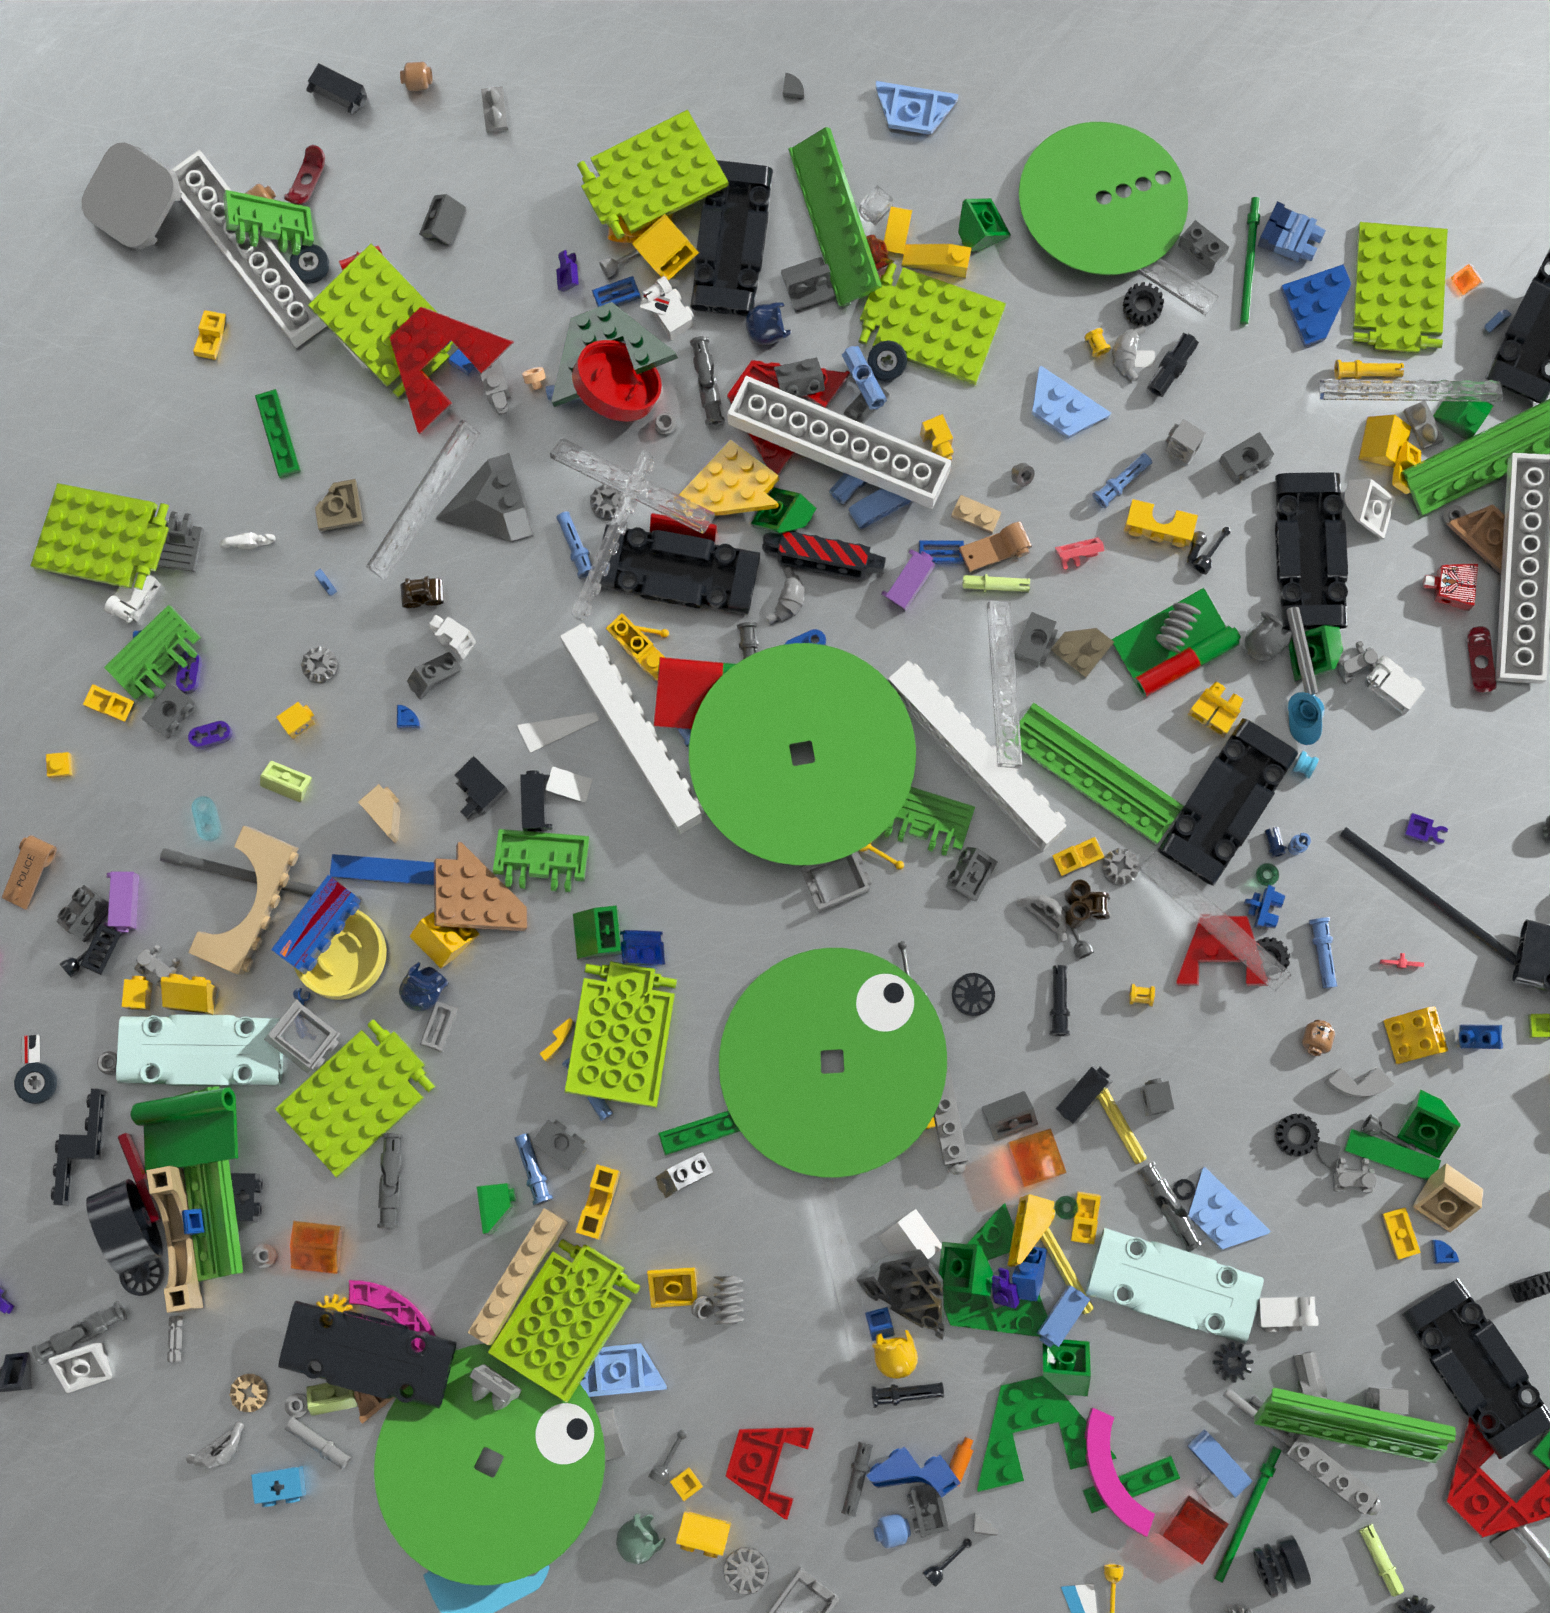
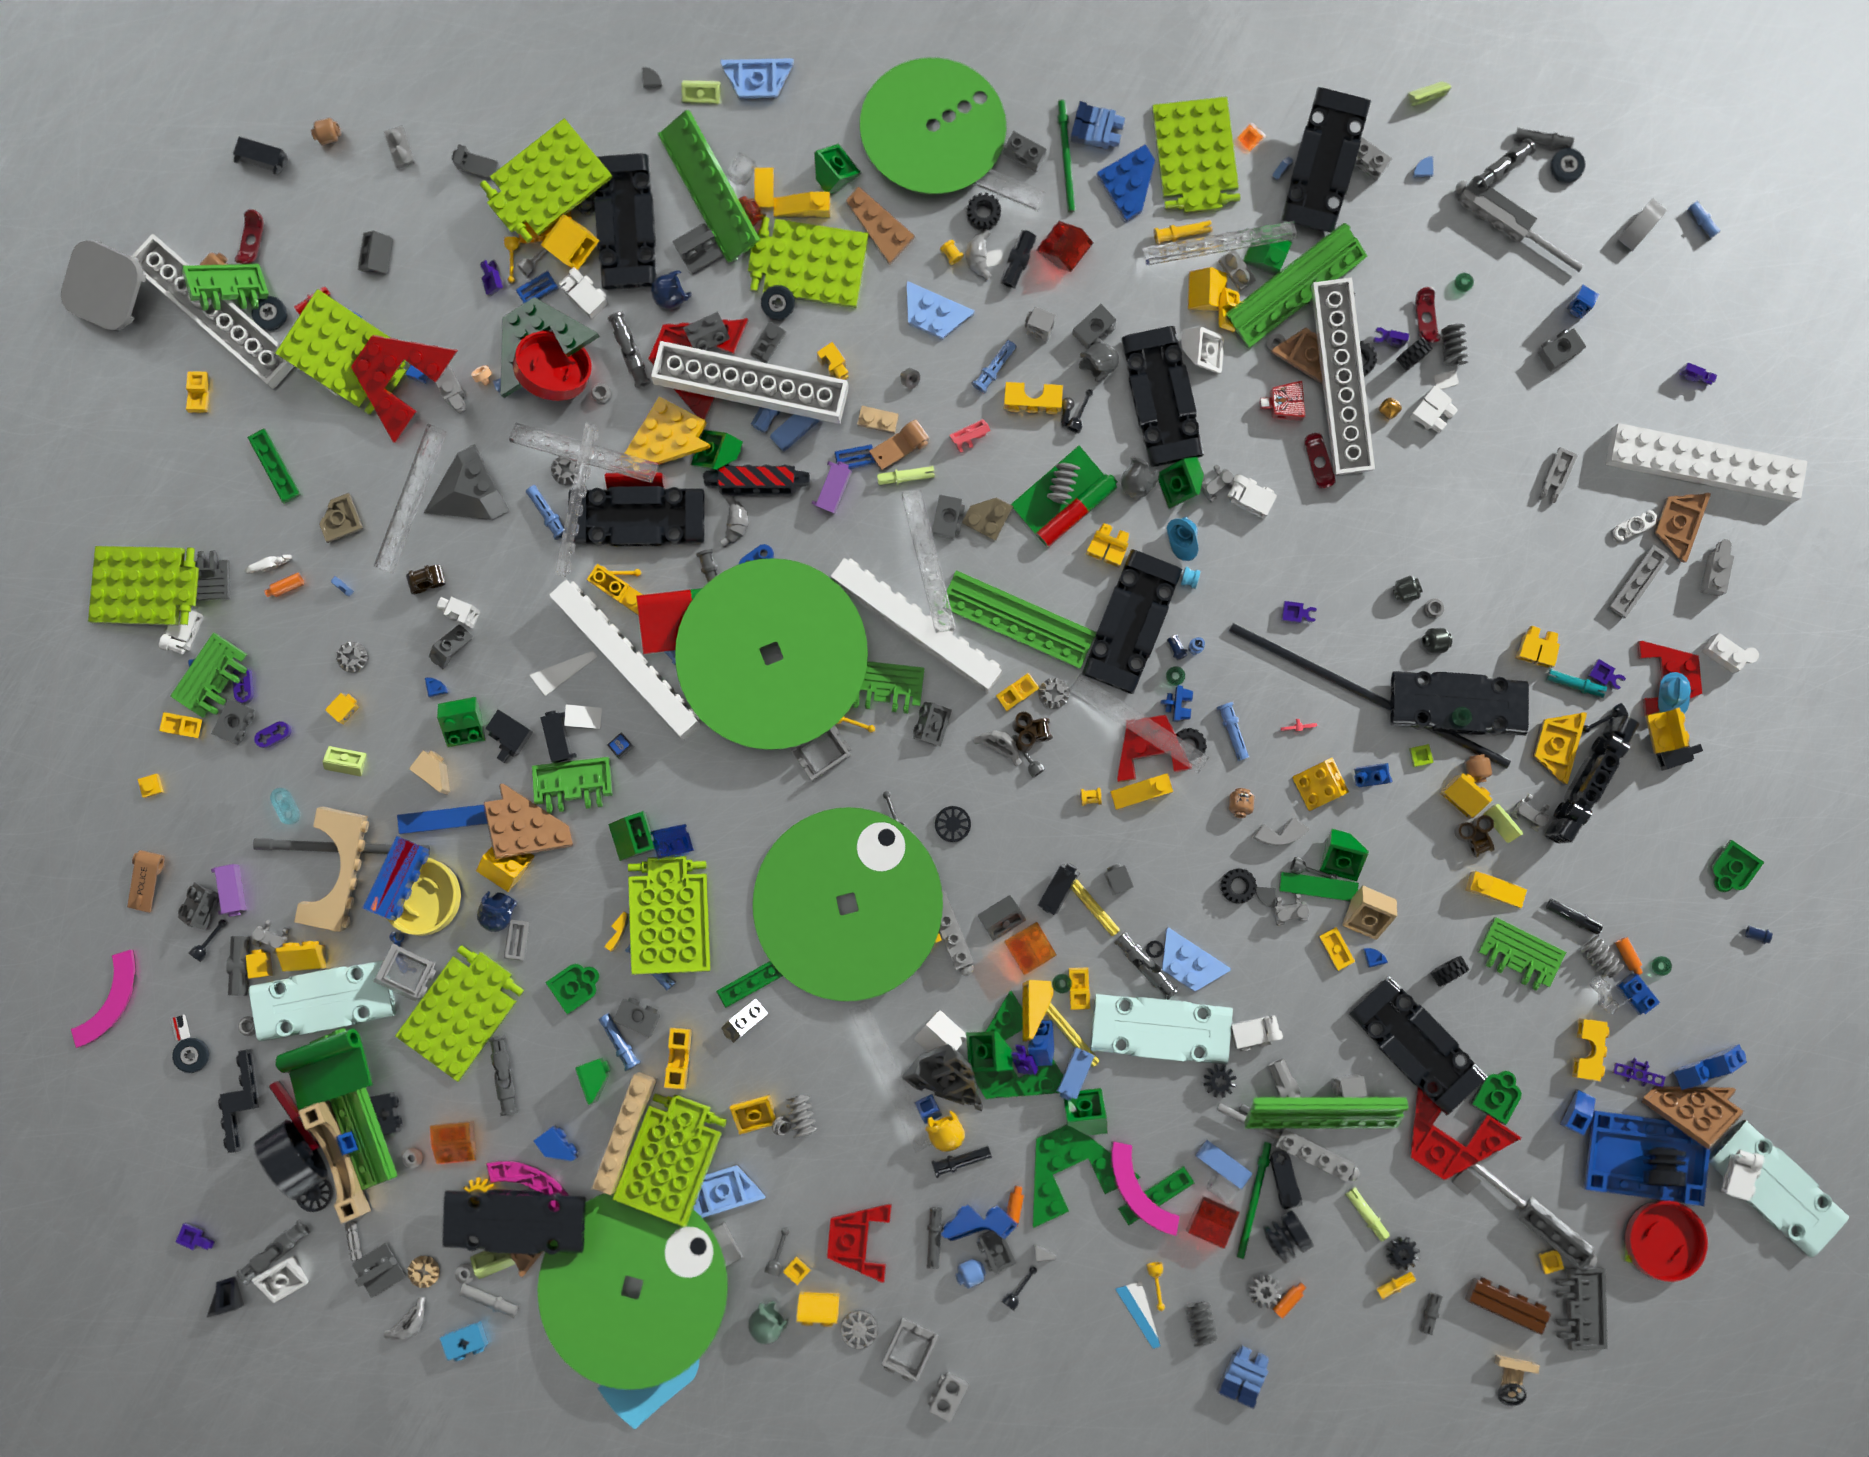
camera: 15 degrees left, 5 degrees up
(99, 970) = (219, 950): black slope -> none
(112, 990) = (237, 966): none -> dark grey piece
(196, 1380) = (378, 1270): none -> dark grey bracket
(261, 569) = (285, 585): none -> orange cylinder
(428, 762) = (461, 721): none -> green slope
(432, 1274) = (554, 1145): none -> blue slope
(488, 1380) = (617, 1222): light grey tile -> none
(494, 1093) = (574, 986): none -> green plate
(573, 142) = (473, 163): none -> dark grey bracket
(598, 239) = (511, 244): none -> yellow hinge
(605, 826) = (620, 745): none -> slope
(658, 305) = (574, 292): sticker -> none
(687, 218) = (589, 211): none -> black bush
(846, 112) = (701, 91): none -> yellowish green slope
(868, 387) = (766, 328): medium blue piece -> none
(1025, 303) = (881, 226): none -> medium nougat wing
(1060, 1012) = (1026, 823): black pin -> none
(1203, 1001) = (1142, 791): none -> yellow slope
(1230, 360) = (1065, 245): none -> clear red slope
(1246, 495) = (1100, 359): none -> dark grey hair
(1290, 1498) = (1285, 1180): none -> black piece
(1302, 650) = (1169, 483): light grey axle -> none

